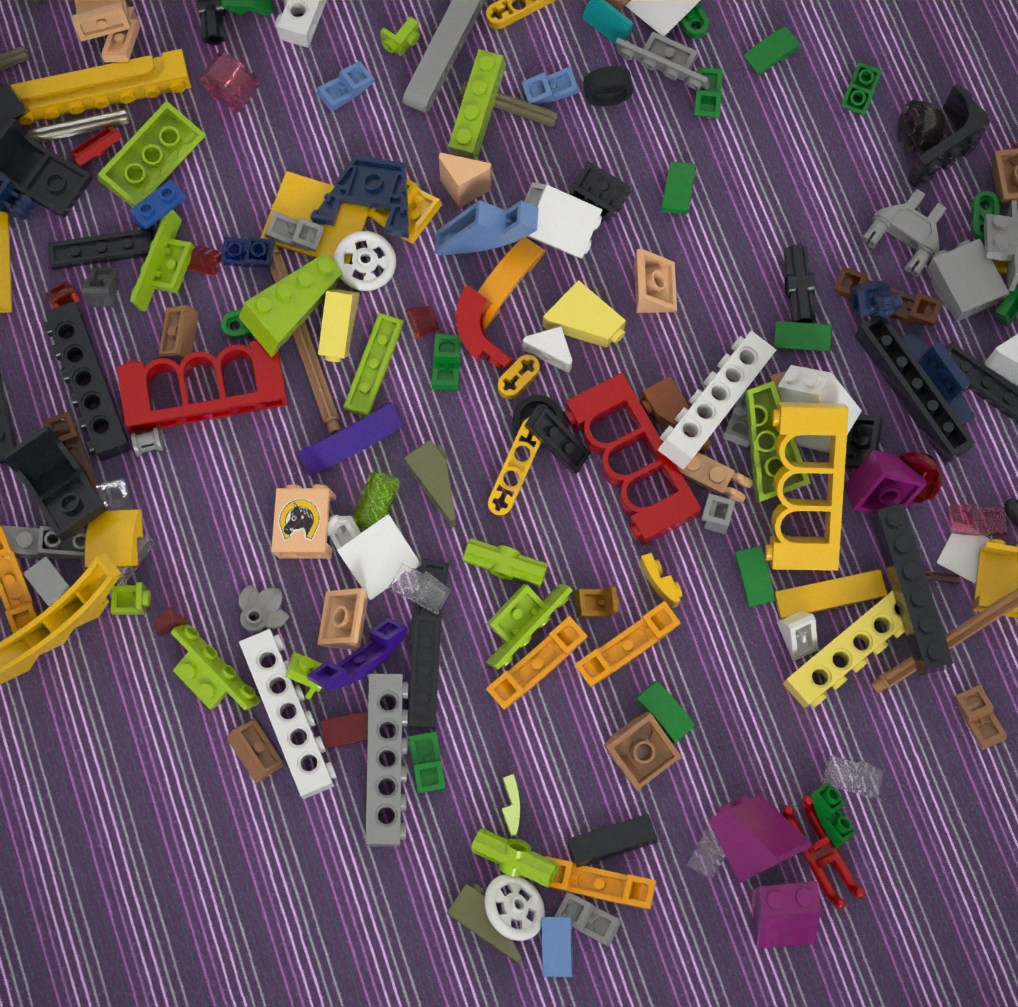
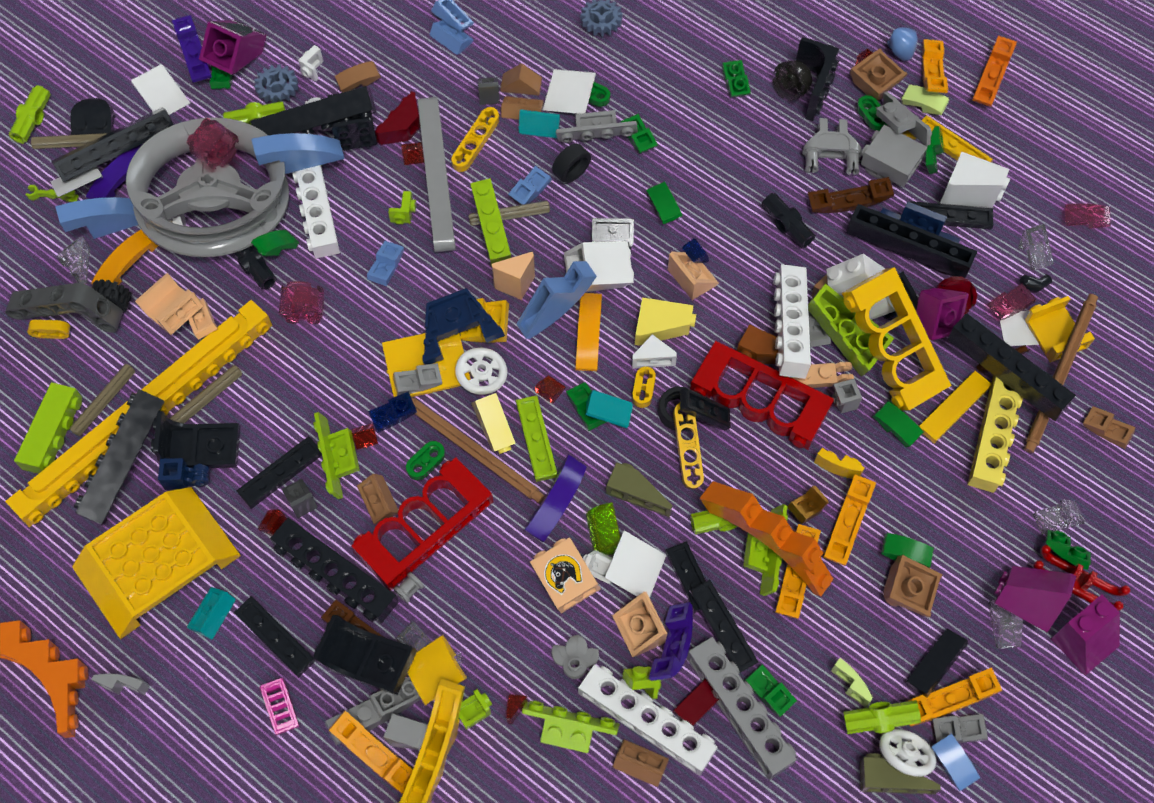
camera: 30 degrees left, 10 degrees down
(95, 146) = (228, 402): red plate -> none
(151, 155) = (275, 387): lime slope -> none
(157, 205) = (305, 416): blue bracket -> none
(288, 303) = (450, 430): lime wedge -> none
(420, 588) = (680, 570): clear slope -> none
(463, 379) = (609, 408): none -> teal slope
(470, 326) = (594, 375): red arch -> none
(528, 608) = (773, 530): none -> orange arch
(673, 262) = (695, 252): none -> clear blue slope
(771, 50) = (661, 86): green slope -> none
(799, 634) = (956, 442): white slope -> none
(803, 336) = (815, 250): green slope -> none
(874, 299) = (847, 198): dark blue brick -> none

